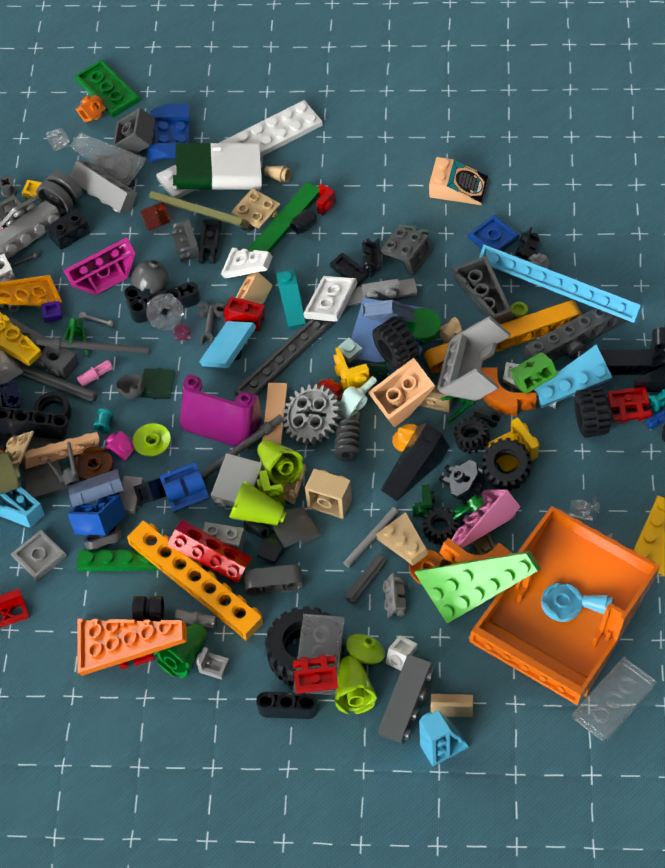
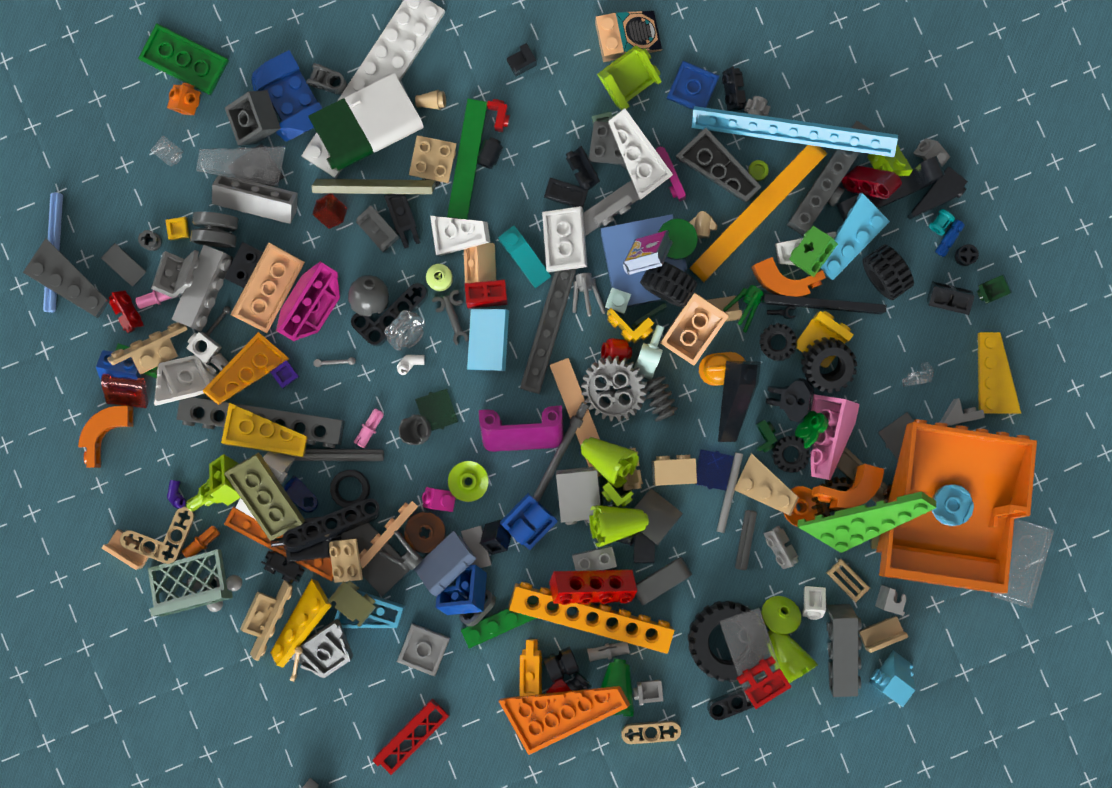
camera: 30 degrees left, 30 degrees up
(56, 343) = (316, 420): dark grey bar -> none
(74, 246) = (267, 288): none -> light nougat tile
(75, 329) = (320, 386): green plant -> none
(103, 420) = (408, 479): teal bush -> none
(121, 601) = (531, 669): none -> light orange hinge
(156, 339) = (408, 362): none -> white arm
(181, 328) = (426, 341): clear pink plate -> none
(190, 694) = (636, 738): none -> tan beam
(204, 132) = (323, 79): none -> dark grey piece
(213, 287) = (444, 282): none -> yellowish green head
(329, 337) = (584, 283): none -> light grey plant
(364, 174) = (522, 60): none -> black panel
(365, 514) = (713, 469): none -> clear blue piece
(421, 256) = (640, 157): none -> white wing
(443, 206) = (629, 76): none -> lime panel
(443, 285) = (676, 188): none -> dark pink hinge
(447, 664) = (835, 567): none -> tan tile
(464, 357) = (741, 274): light grey windscreen -> none
(469, 672) = (887, 600): none -> light grey hinge
(534, 425) = (823, 304): none -> black tile
(597, 602) = (989, 492): medium azure cone -> none
(609, 341) = (871, 182): none -> dark red beam
(629, 399) = (911, 233): red plate -> none
(634, 334) = (896, 164): none -> lime bracket
(641, 455) = (950, 298): none -> black brick

